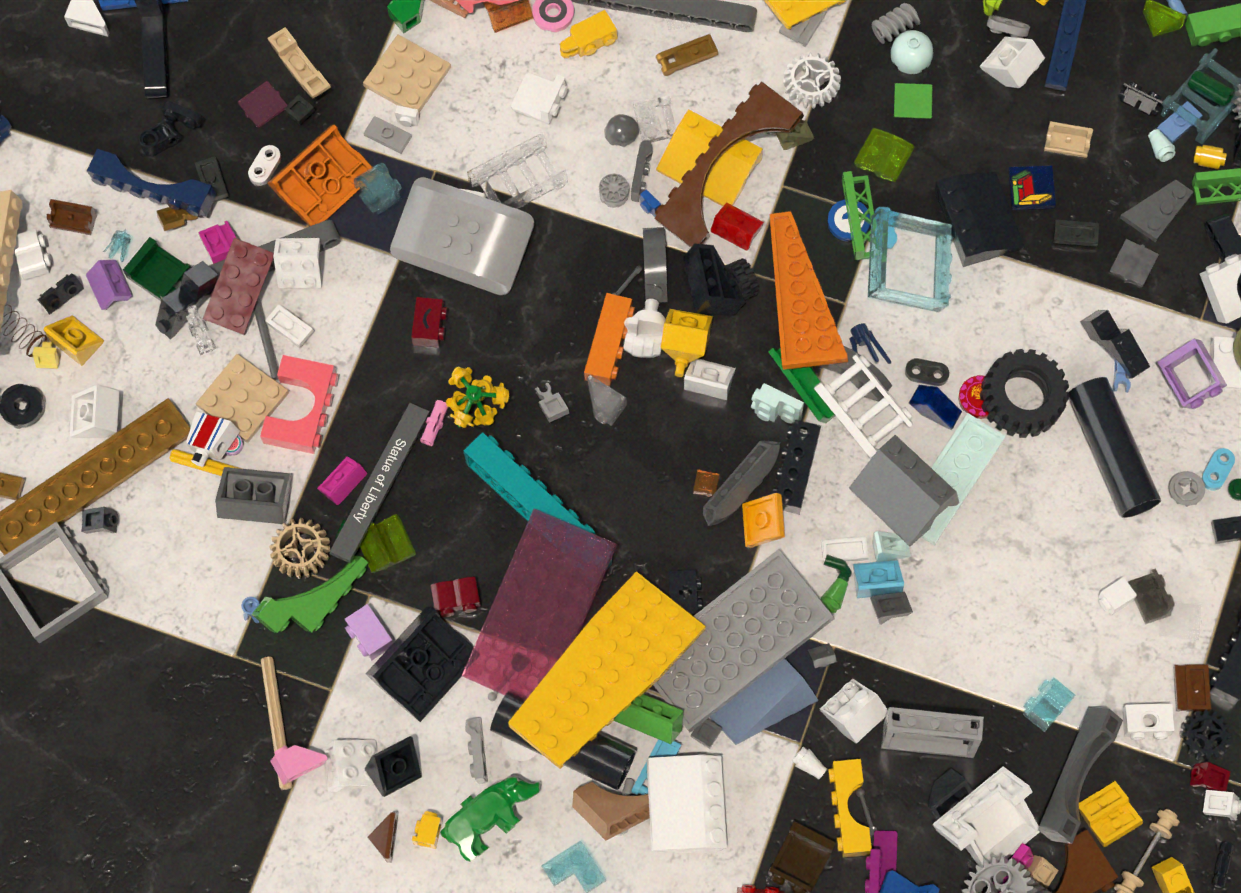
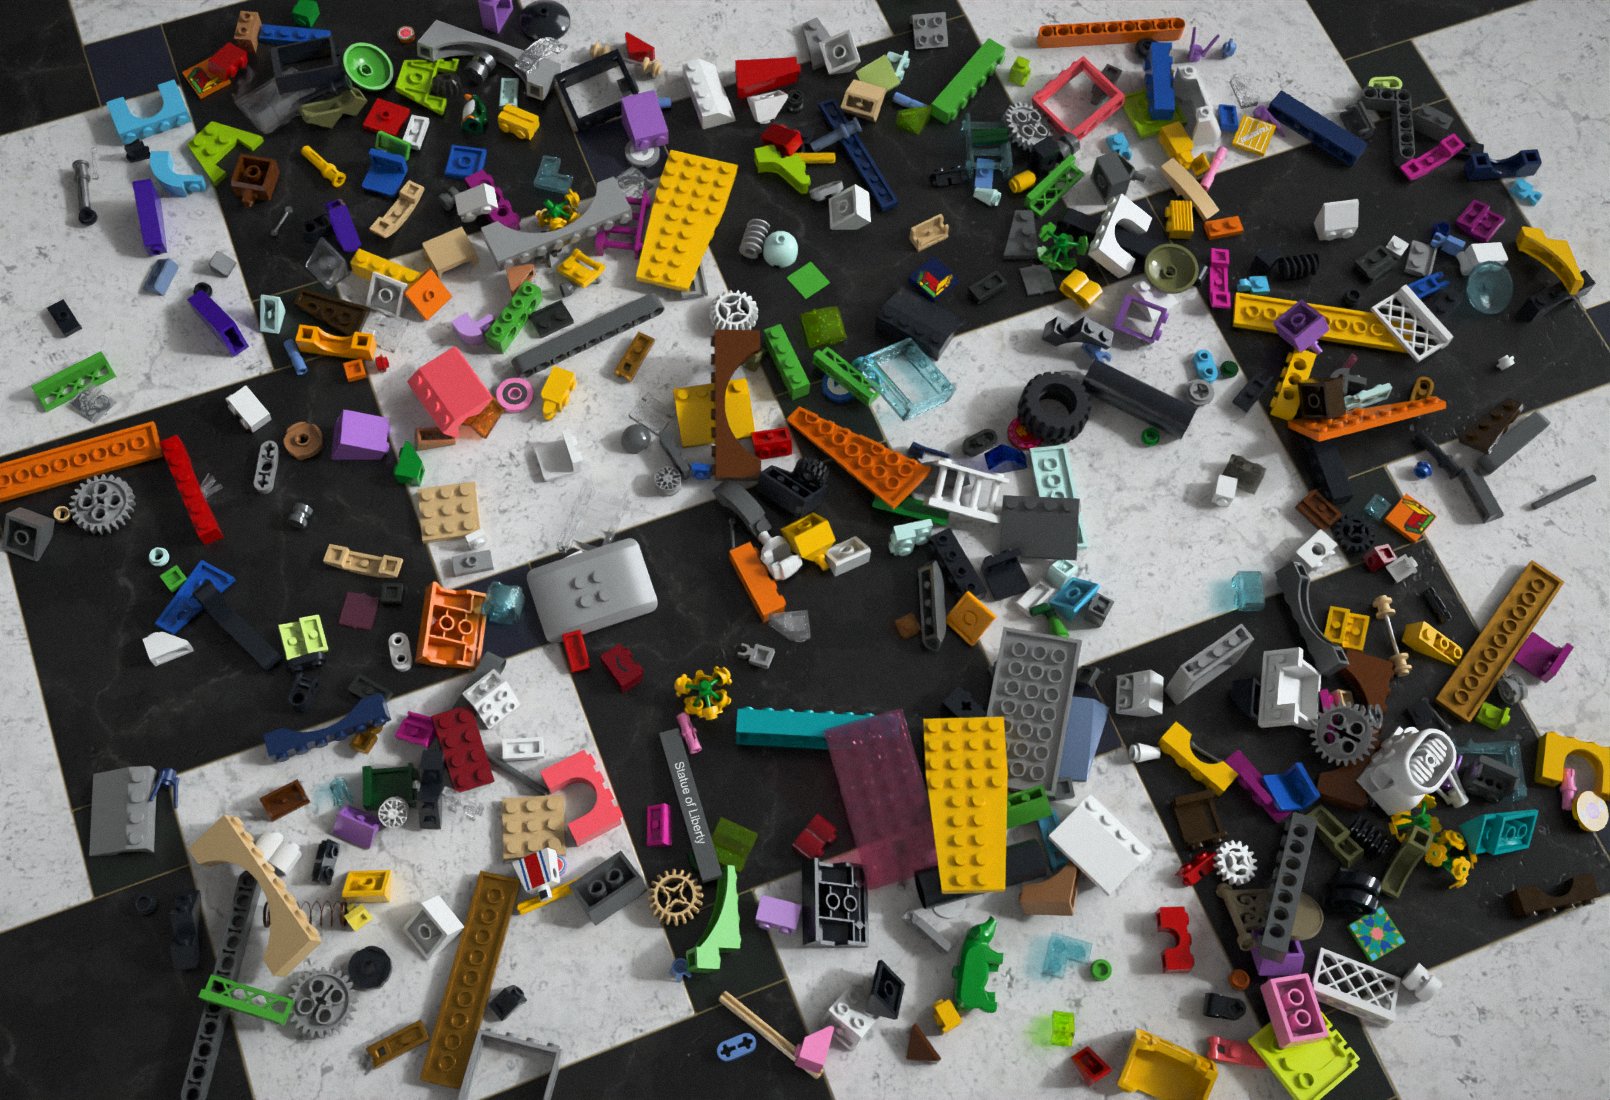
camera: 50 degrees left, 5 degrees down
(144, 295) = (394, 812): none -> white wheel
(199, 92) = (303, 637): none -> yellowish green slope
(238, 714) = (734, 1042): none -> medium blue beam
(403, 278) = (576, 651): none -> red plate
(817, 161) = (786, 362): none -> bright green brick
(834, 508) = (1005, 574): none -> black bracket
(1101, 488) = (1152, 433): none -> green plate
(1165, 303) = (1081, 289): none -> yellow brick
(1184, 243) = (1062, 243): none -> bright green plant

